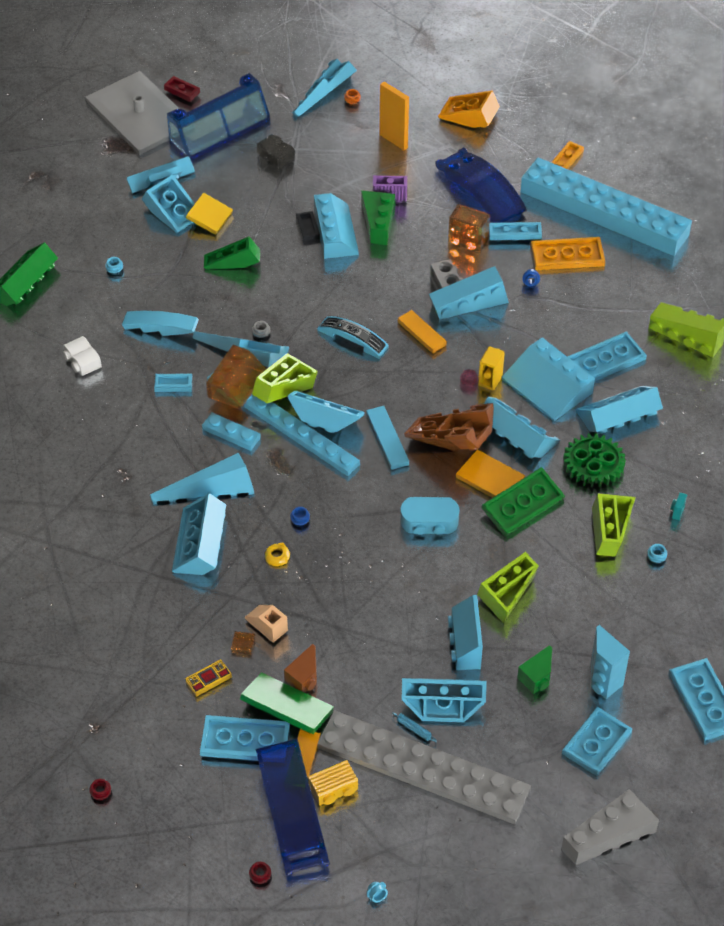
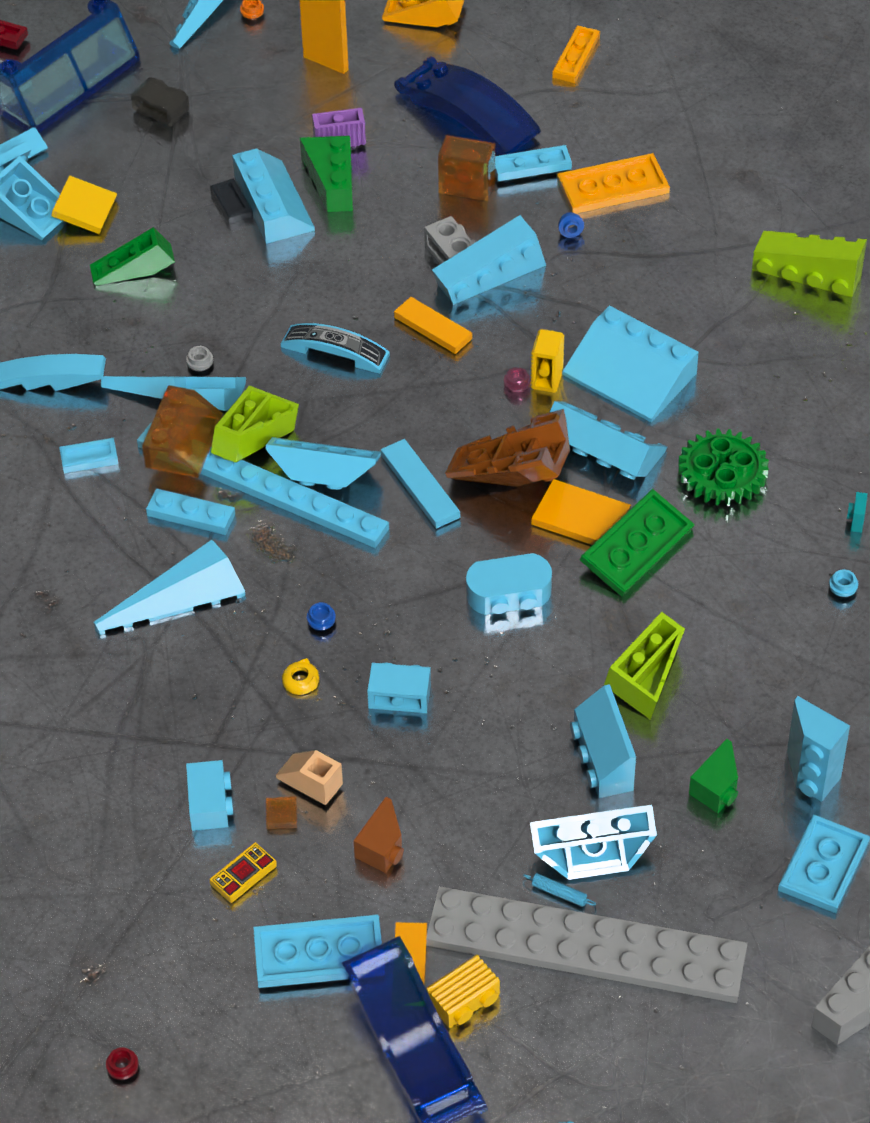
camera: 10 degrees left, 0 degrees up
(196, 622) = (207, 795): none -> medium azure brick
(199, 536) = (181, 670): medium azure slope -> none
(287, 703) = (368, 888): tile -> none
(339, 572) = (399, 687): none -> medium azure brick
(606, 206) = (651, 108): medium azure brick -> none
(609, 356) = (709, 317): medium azure tile -> none
(610, 522) = (769, 550): lime wedge -> none
(620, 409) = (742, 389): medium azure slope -> none

